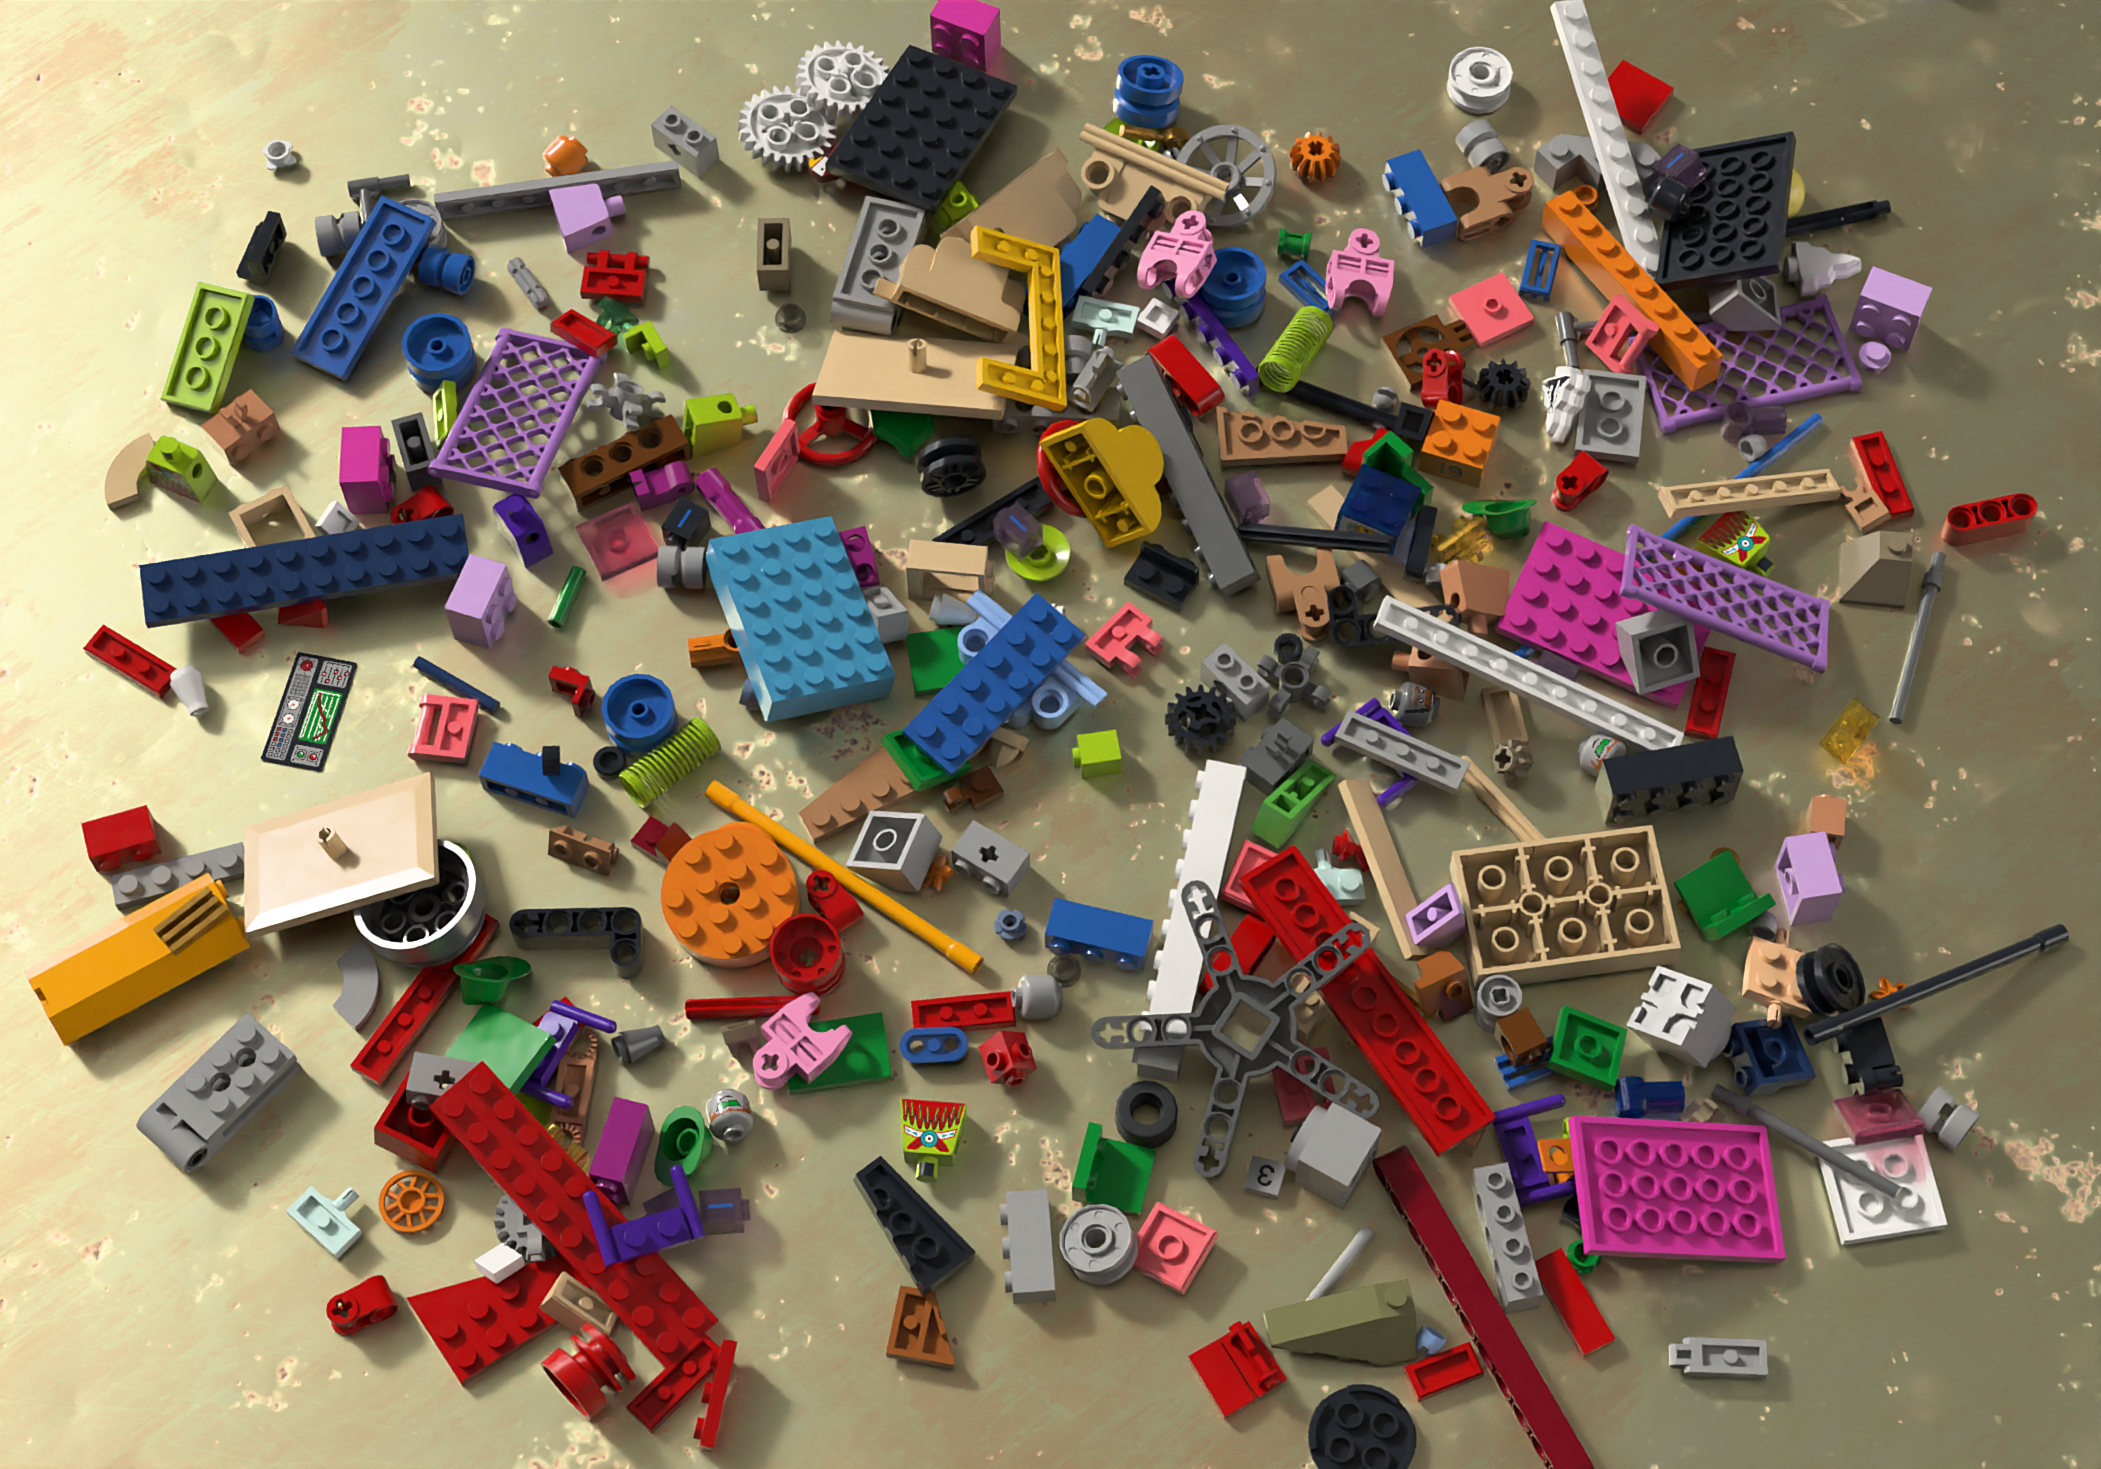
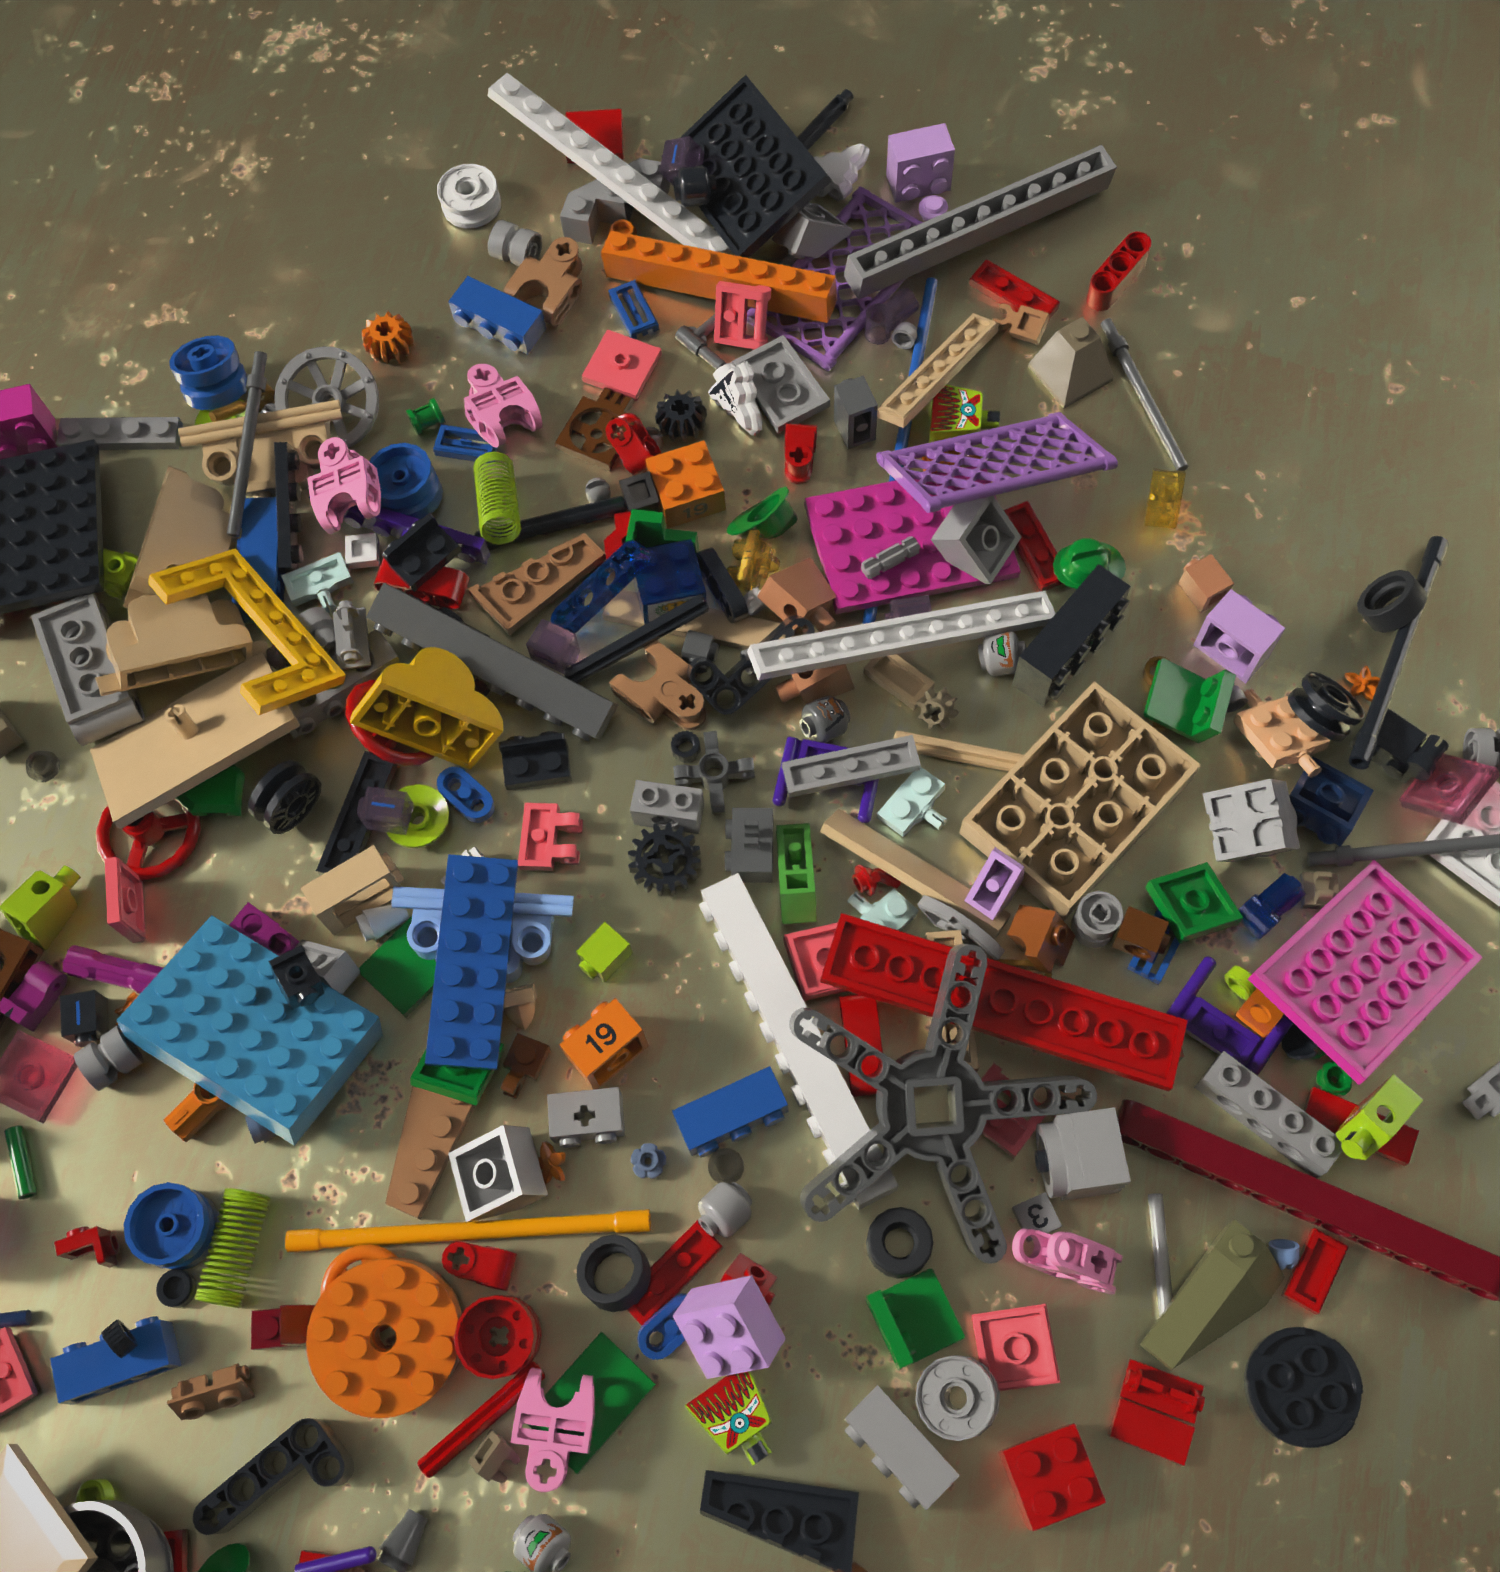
camera: 35 degrees left, 5 degrees up
(858, 602) = (296, 978): none -> black brick
(922, 998) = (592, 1258): none -> black tyre
(973, 1068) = (729, 1327): none -> lavender brick
(1043, 93) = (122, 432): none -> light grey plate
(1044, 815) = (604, 1043): none -> orange brick
(1090, 565) = (467, 795): none -> blue plate
(1121, 1345) = (1052, 1477): none -> red brick
(1172, 128) = (256, 385): none -> dark grey bar
(1200, 351) = (421, 552): none -> black bracket
(1262, 1215) = (1070, 1258): none -> bright pink piece
(1350, 469) = (572, 612): none -> clear blue beam
(1387, 936) = (950, 919): none -> light grey tile
(1432, 819) = (913, 803): none -> light aqua plate
(1572, 615) = (890, 557): none -> light grey axle
(1577, 1289) = (1364, 1131): none -> lime torso
(1647, 480) = (855, 412): none -> dark grey brick
(1754, 742) = (1078, 560): none -> green piece
(1899, 394) = (978, 221): none -> light grey brick
(1966, 943) = (1399, 612): none -> black tyre

